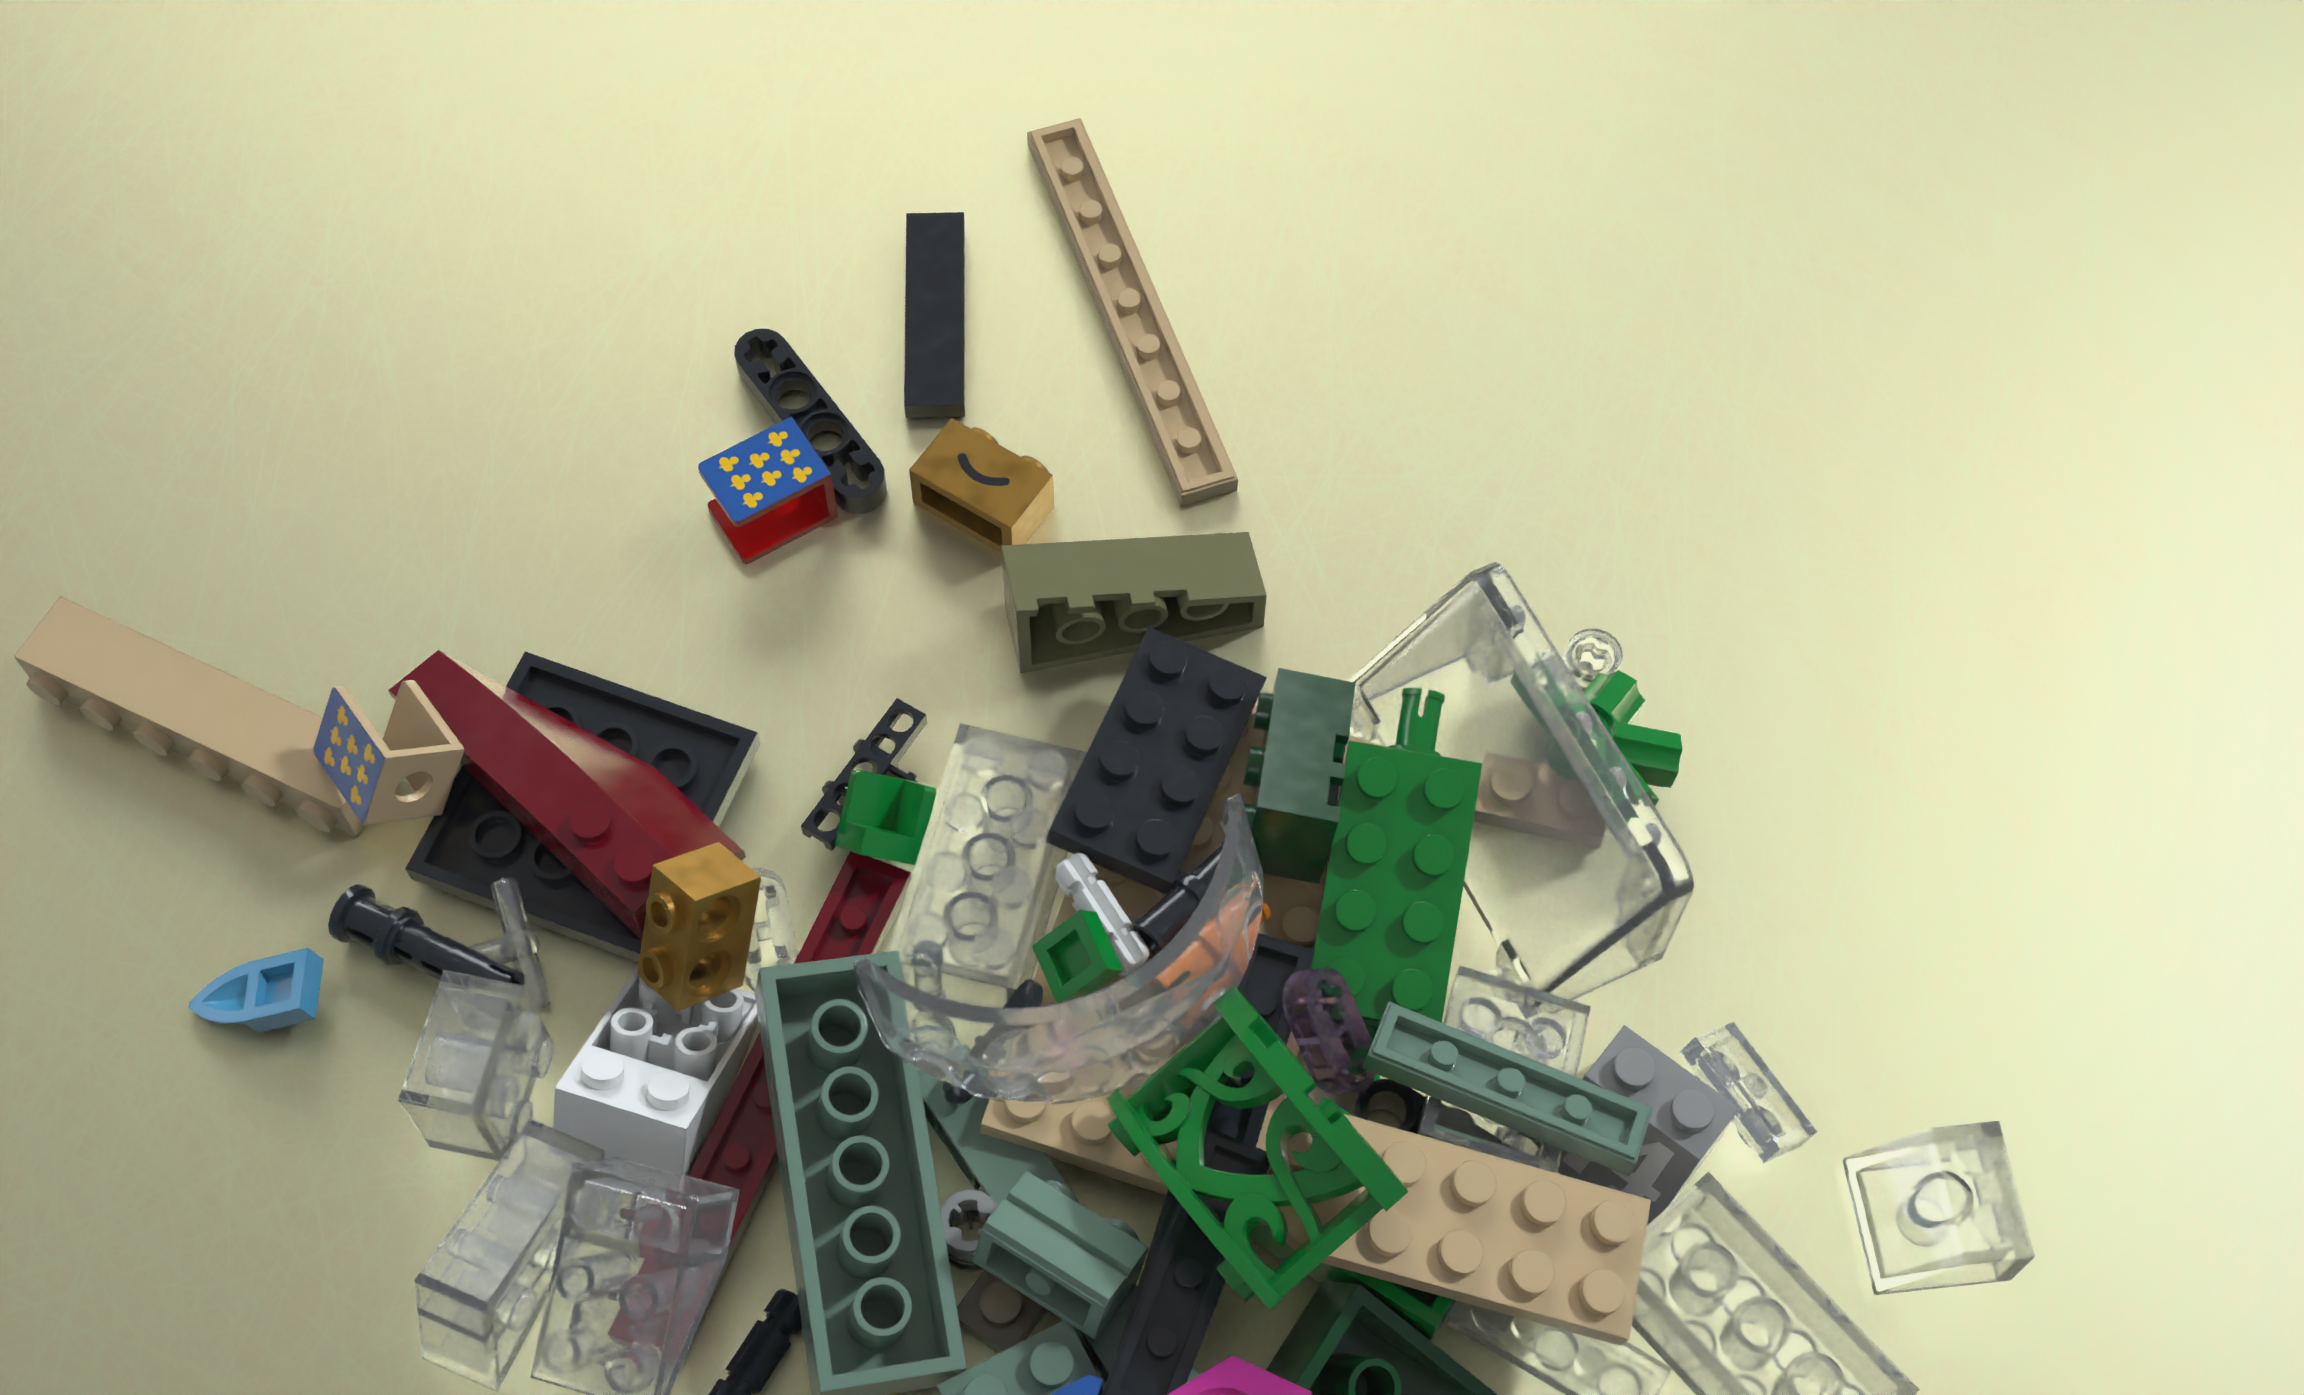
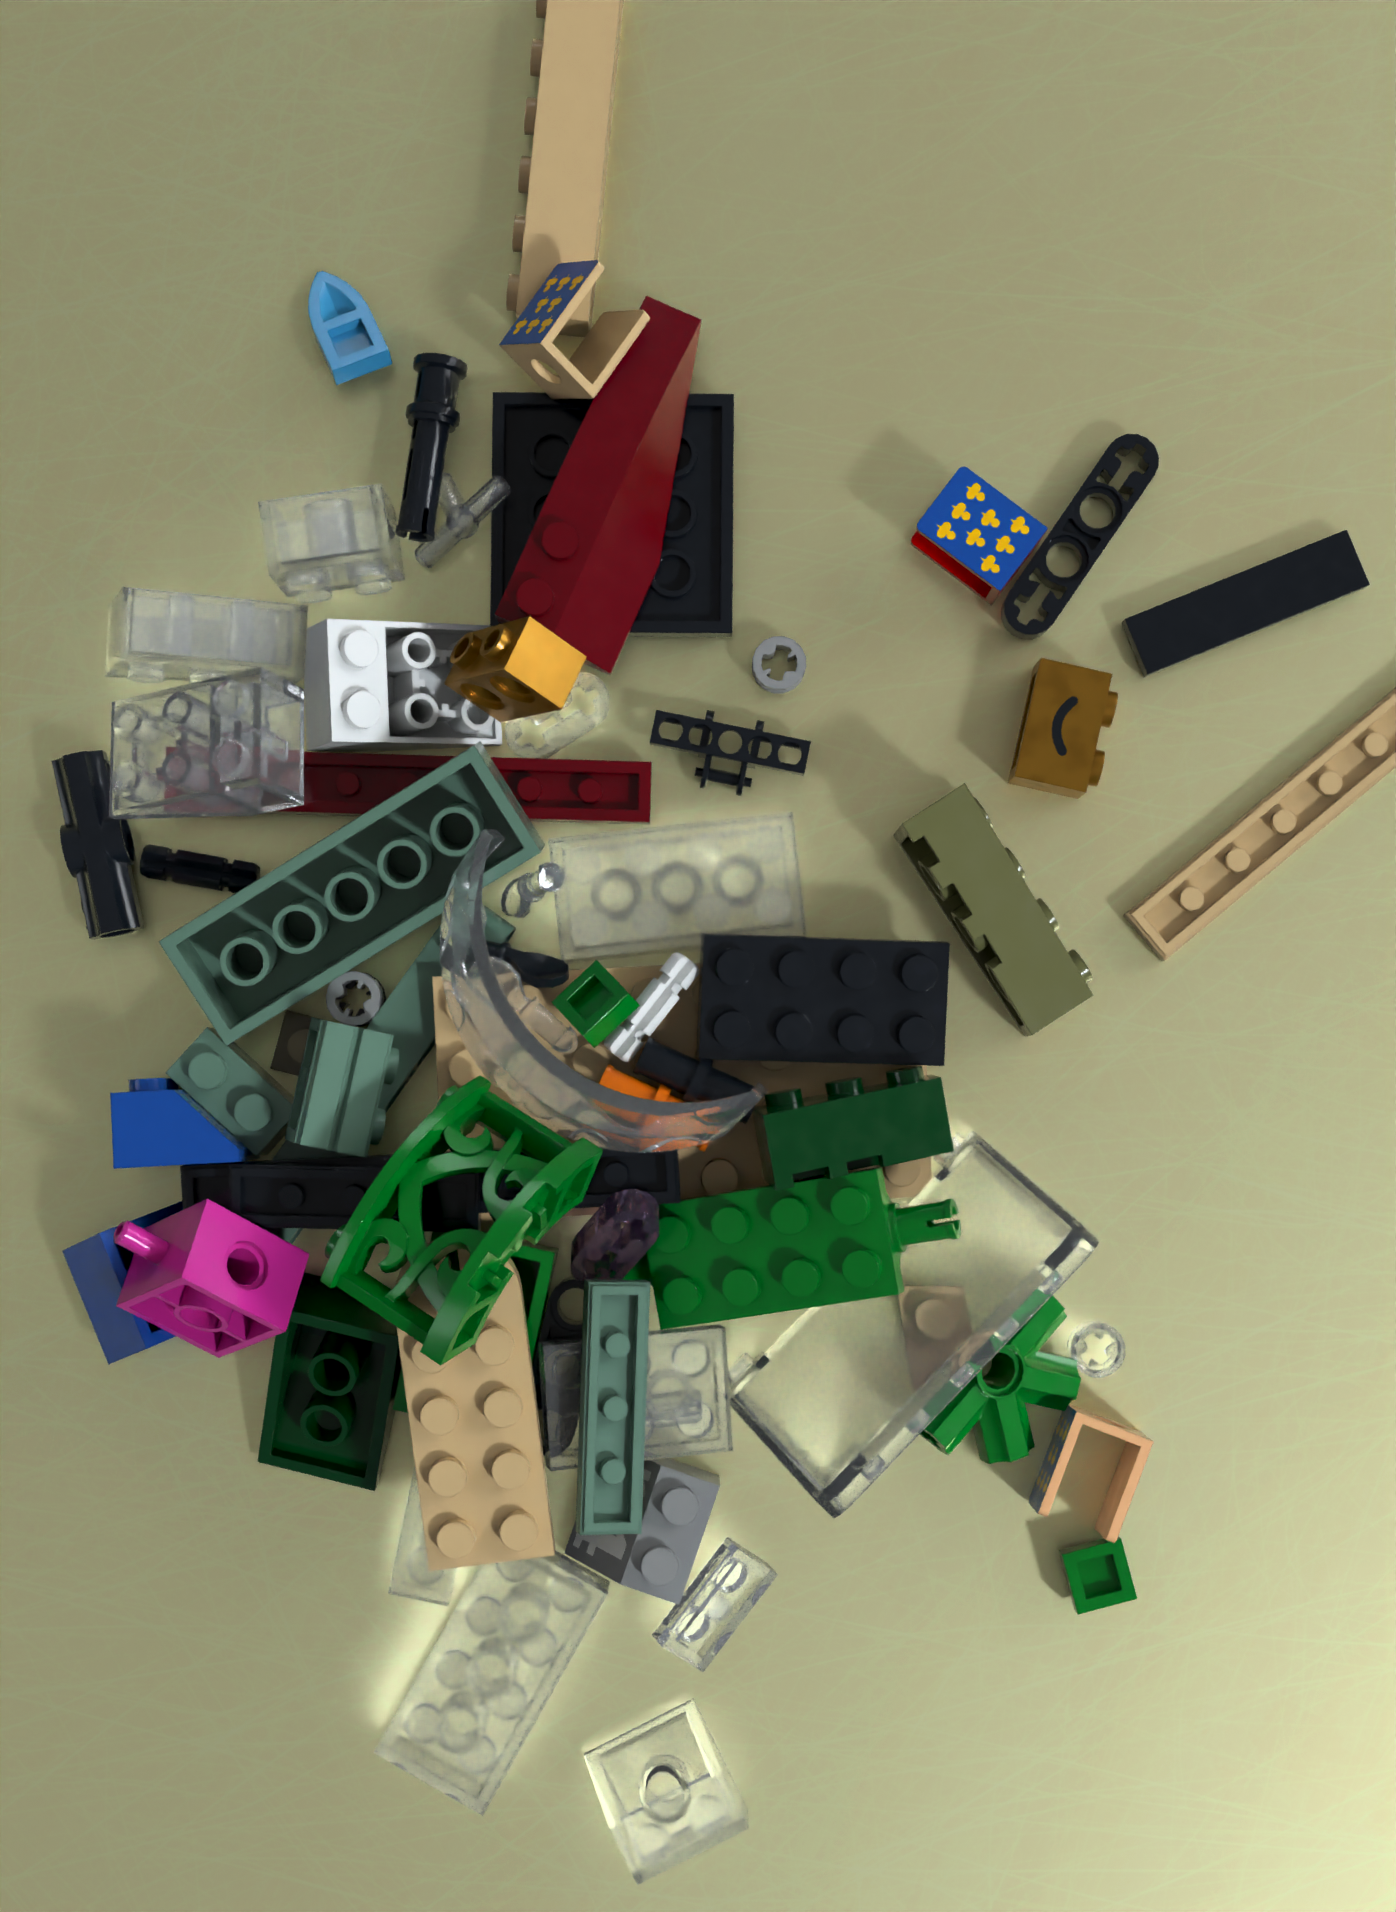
camera: 70 degrees right, 25 degrees up
(800, 692) = (790, 679): none -> light grey bush
(885, 816) = (684, 781): green panel -> none
(1728, 669) = (1123, 1481): none -> light nougat piece
(1817, 728) = (1097, 1575): none -> green plate

